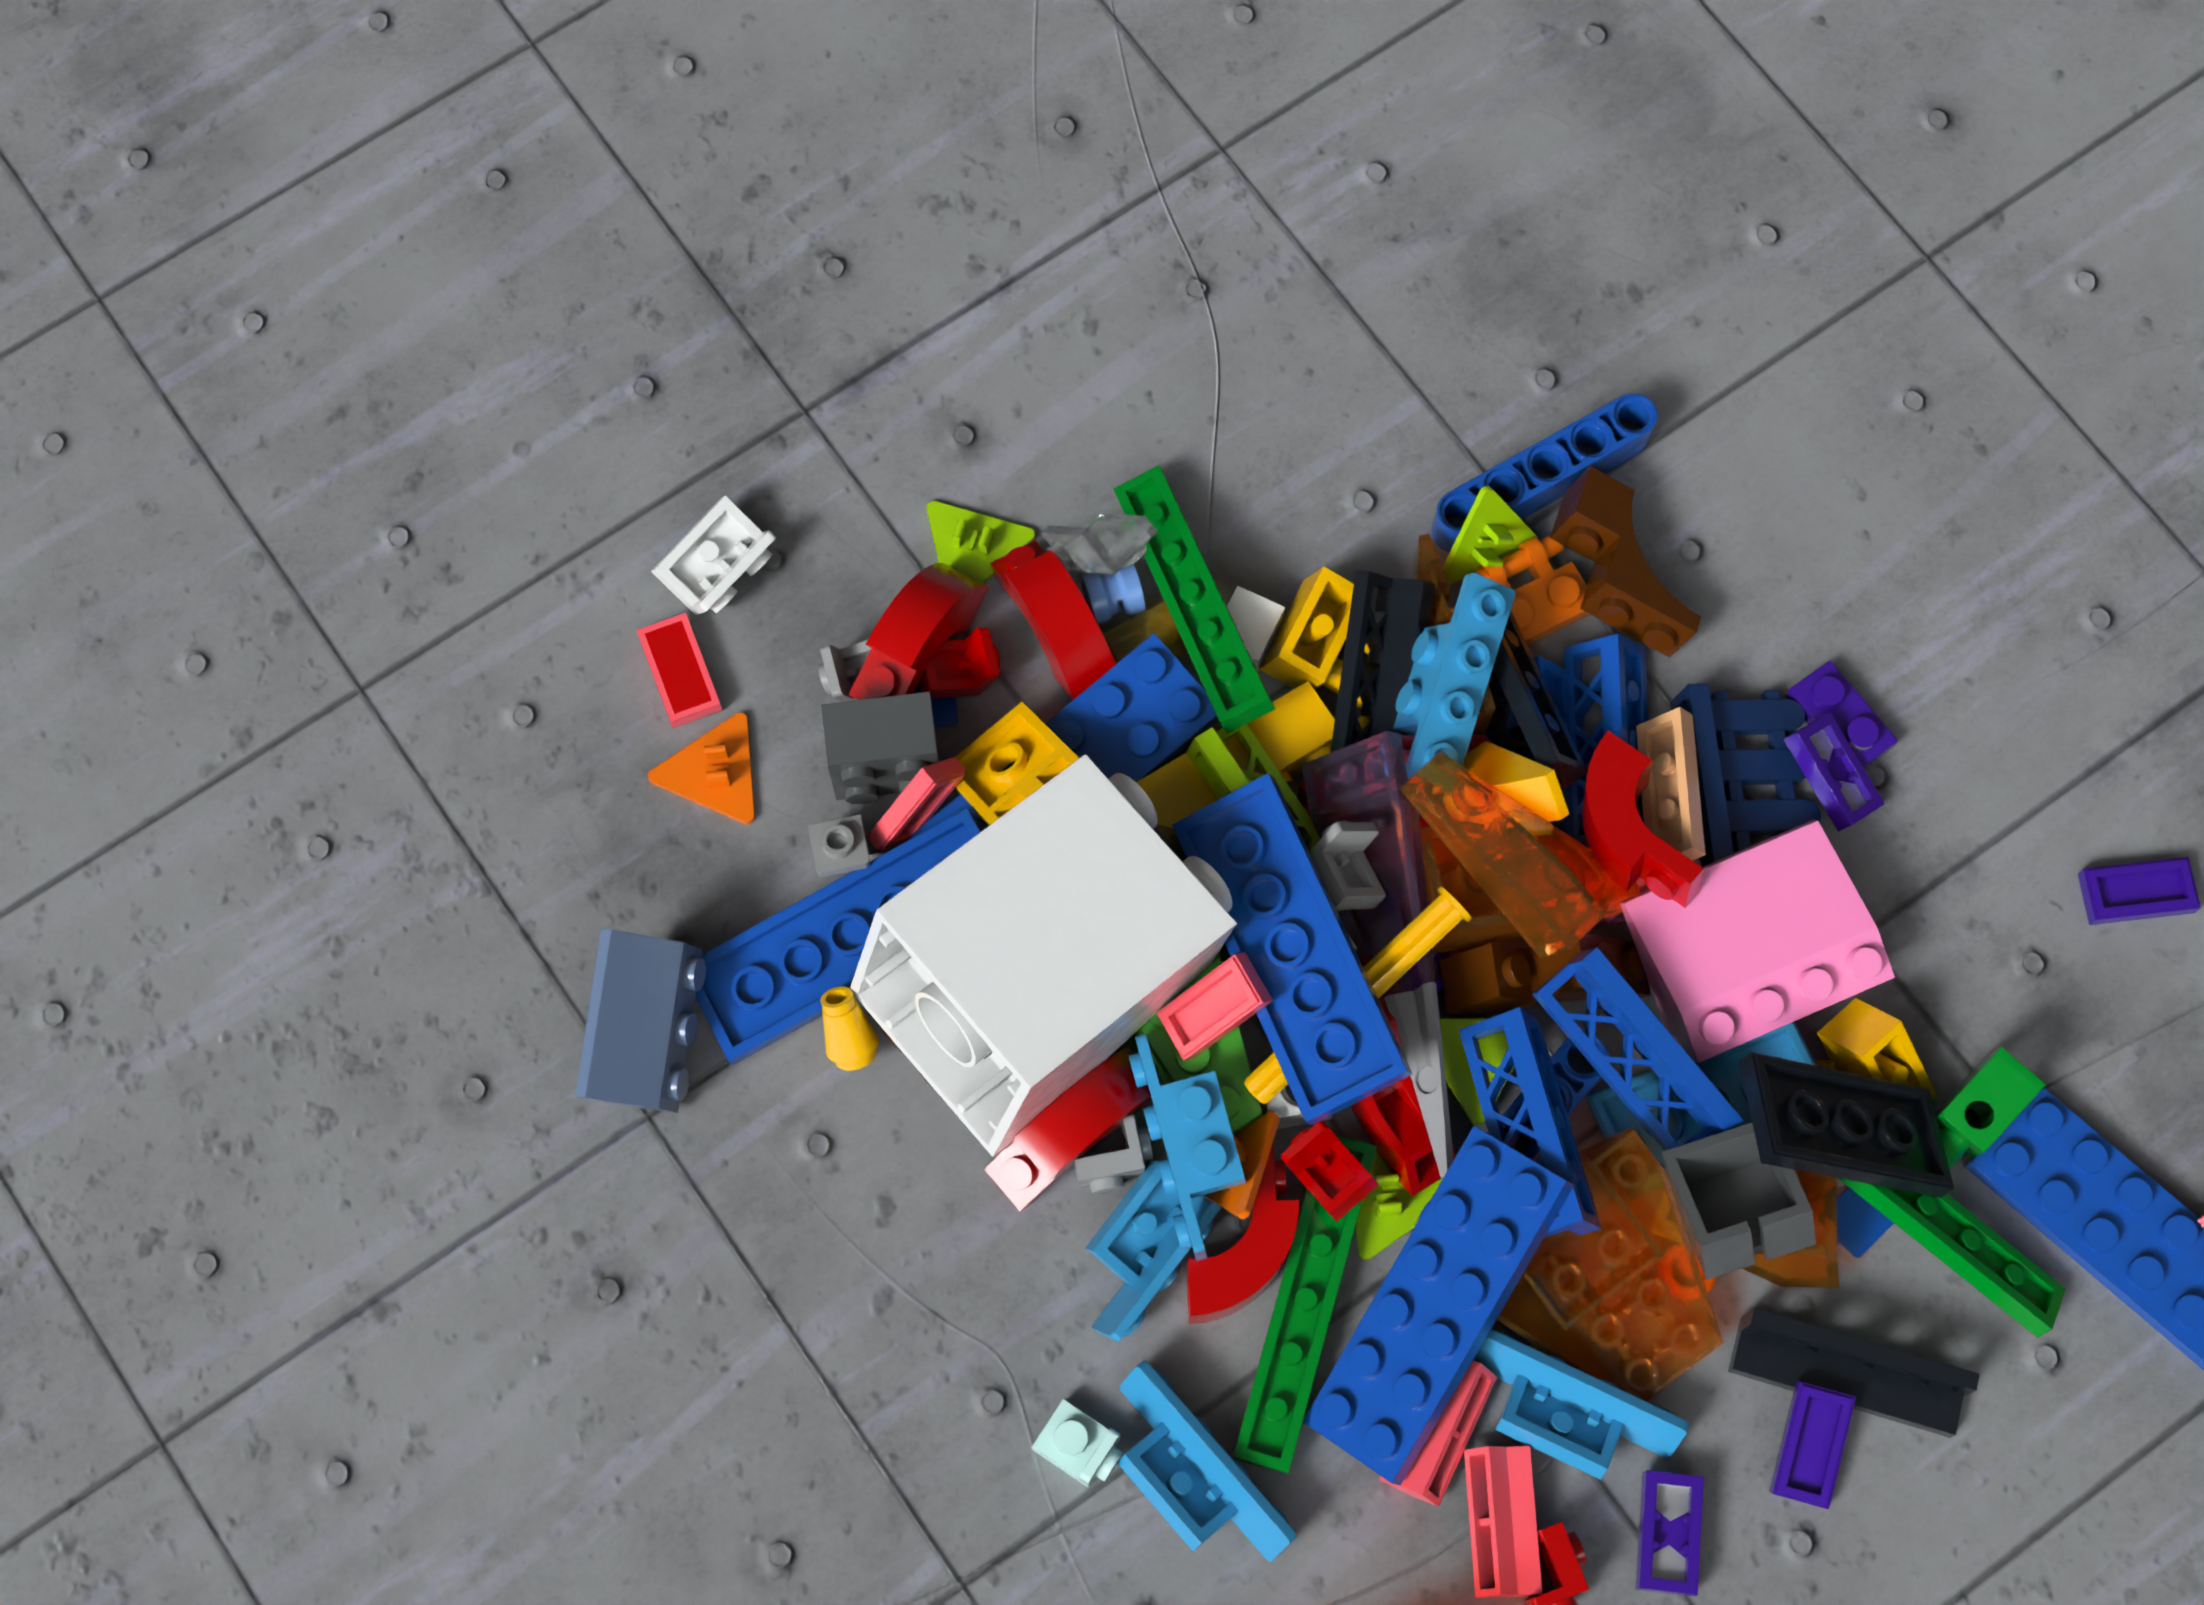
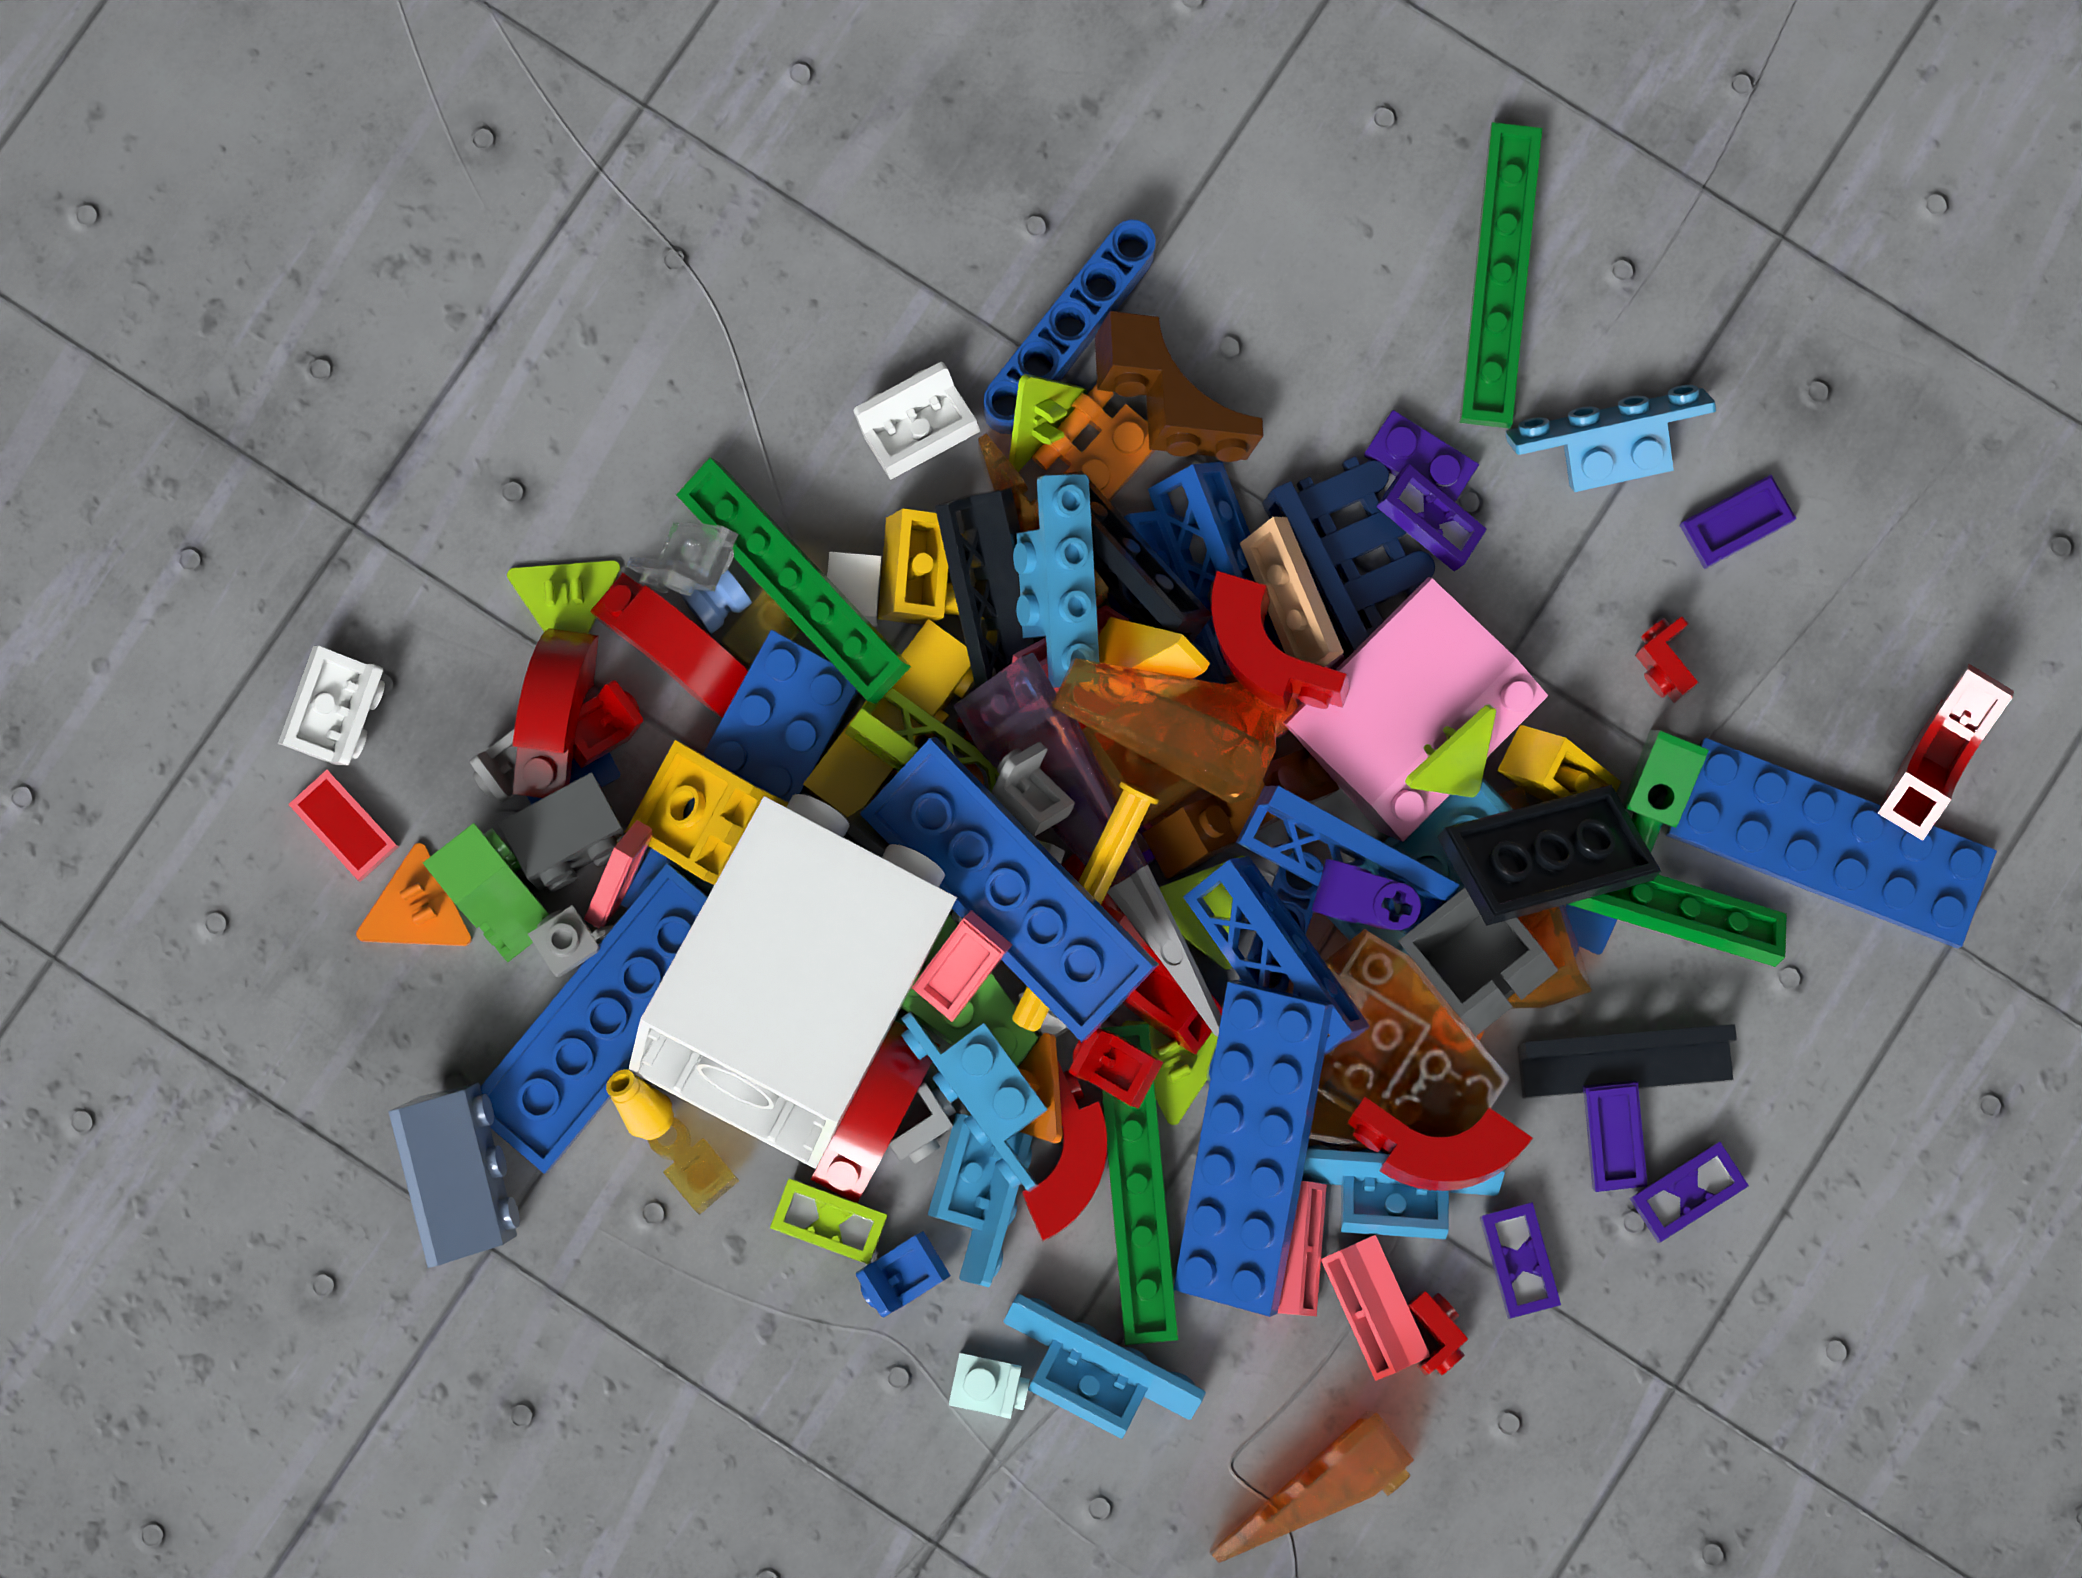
camera: 25 degrees left, 10 degrees up
(787, 763) = (483, 883): none -> bright green wedge
(875, 1115) = (696, 1170): none -> clear yellow plate
(985, 1217) = (828, 1221): none -> lime piece
(1036, 1298) = (902, 1275): none -> blue bracket
(1365, 501) = (915, 420): none -> white bracket
(1625, 1392) = (1439, 1161): none -> red arch
(1635, 1089) = (1358, 896): none -> dark purple piece
(1787, 997) = (1459, 761): none -> lime piece
(1870, 1532) = (1689, 1192): none -> dark purple piece
(1978, 578) = (1500, 275): none -> green plate
(2019, 998) = (1664, 669): none -> red bracket
(2042, 771) = (1614, 441): none -> bracket

